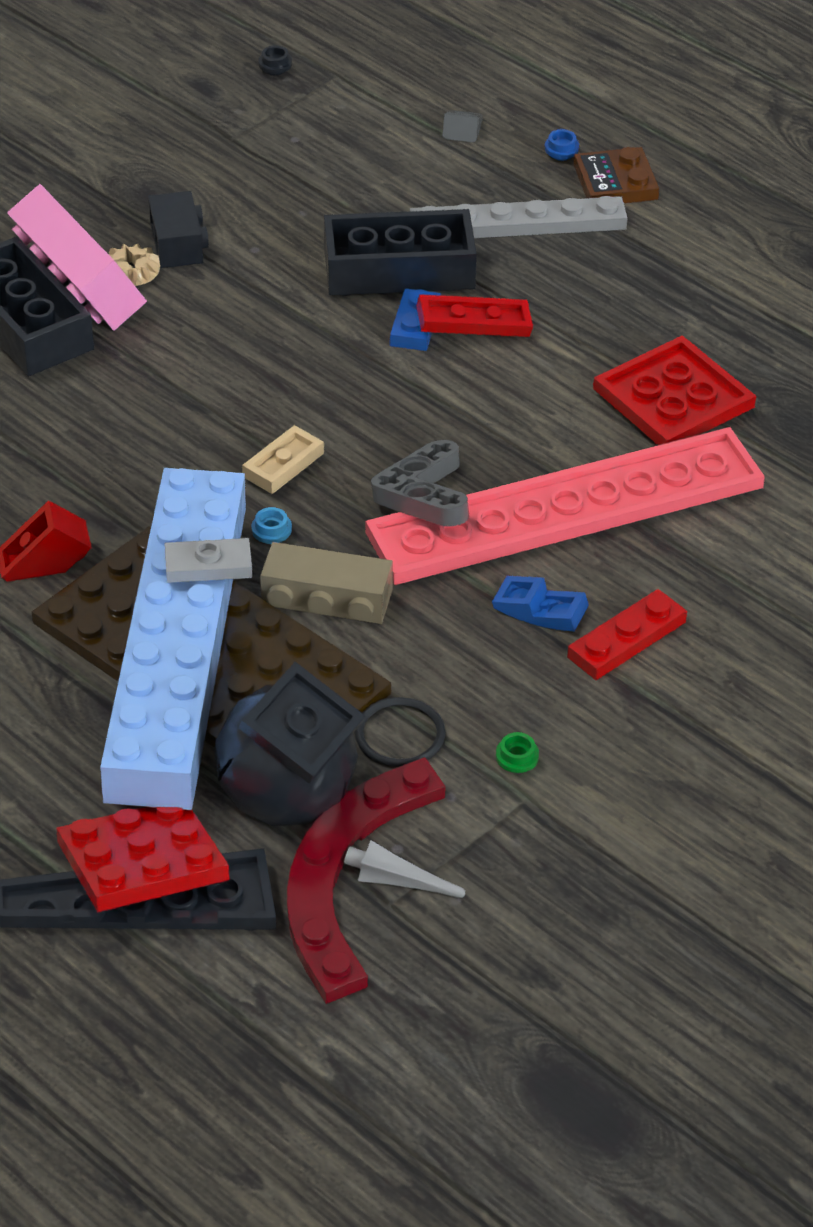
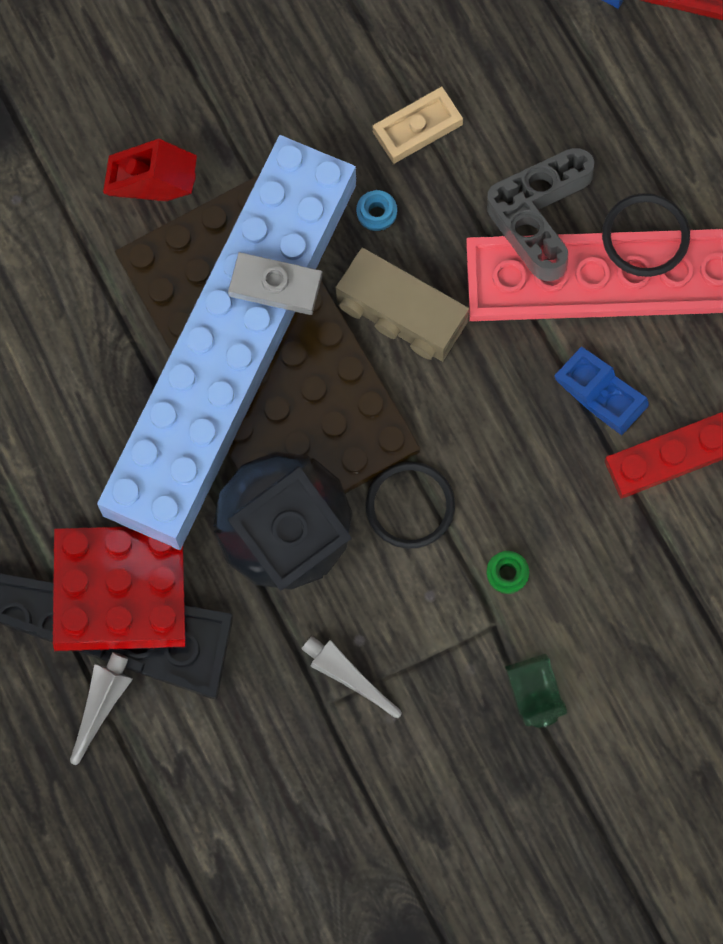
camera: 25 degrees right, 30 degrees up
(160, 942) = (104, 691): none -> light grey piece
(320, 859) = (281, 637): dark red plate -> none
(490, 477) = (647, 272): none -> black tyre
(587, 830) = (535, 691): none -> clear green bracket

